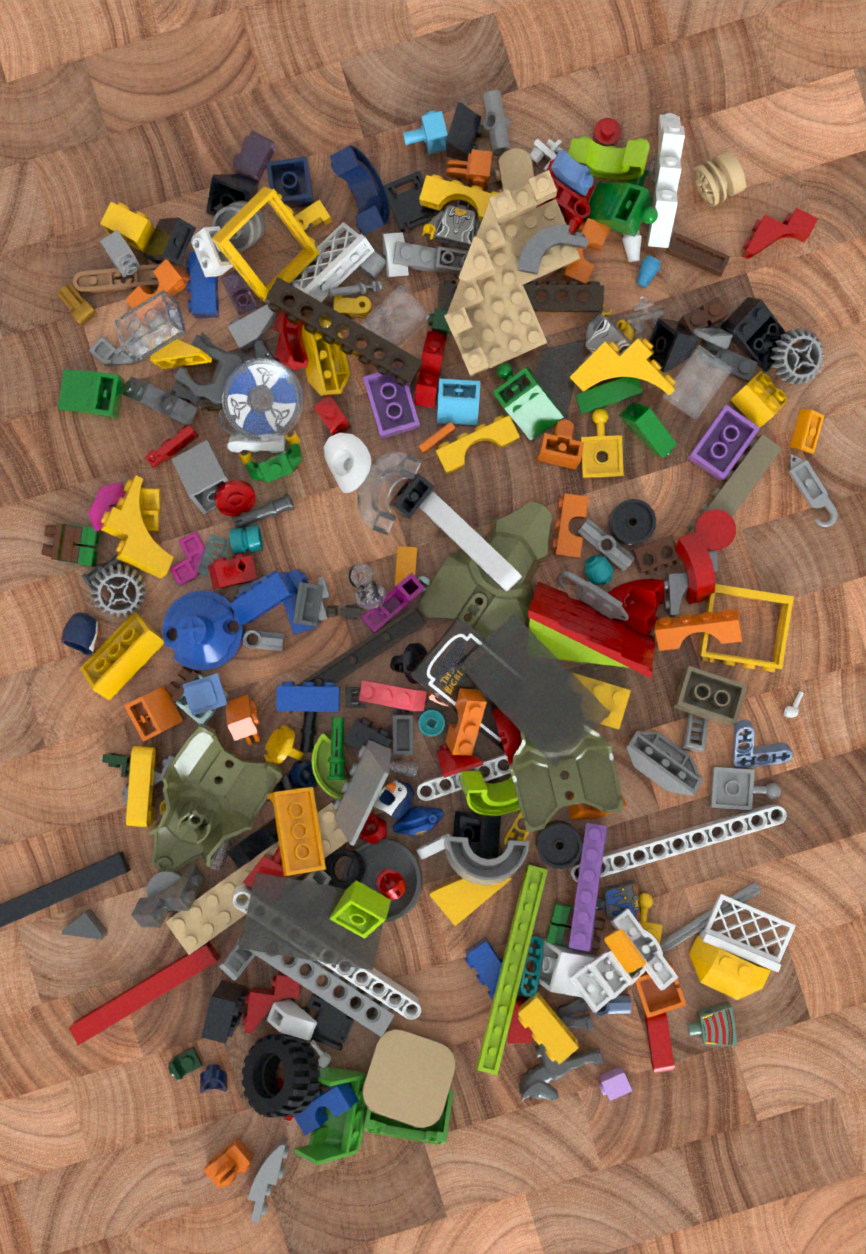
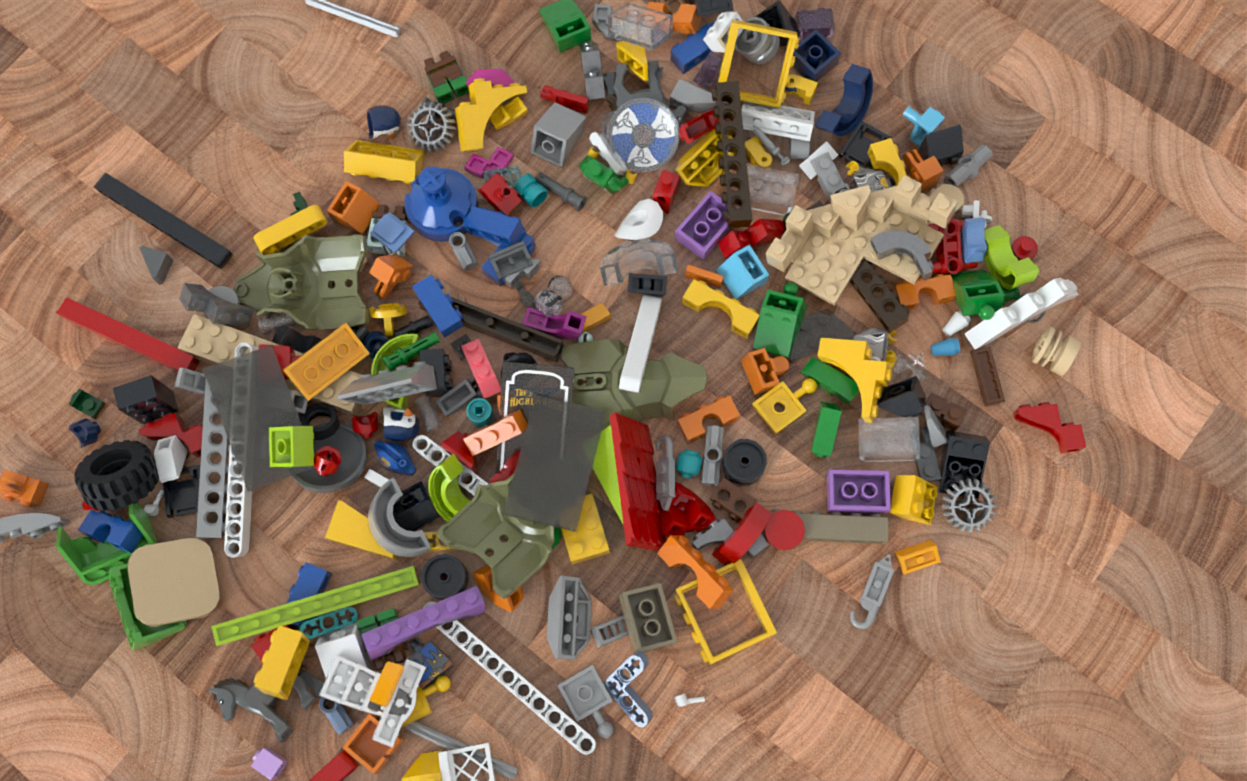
camera: 55 degrees right, 15 degrees down
(234, 497) = (556, 162): red tile -> none

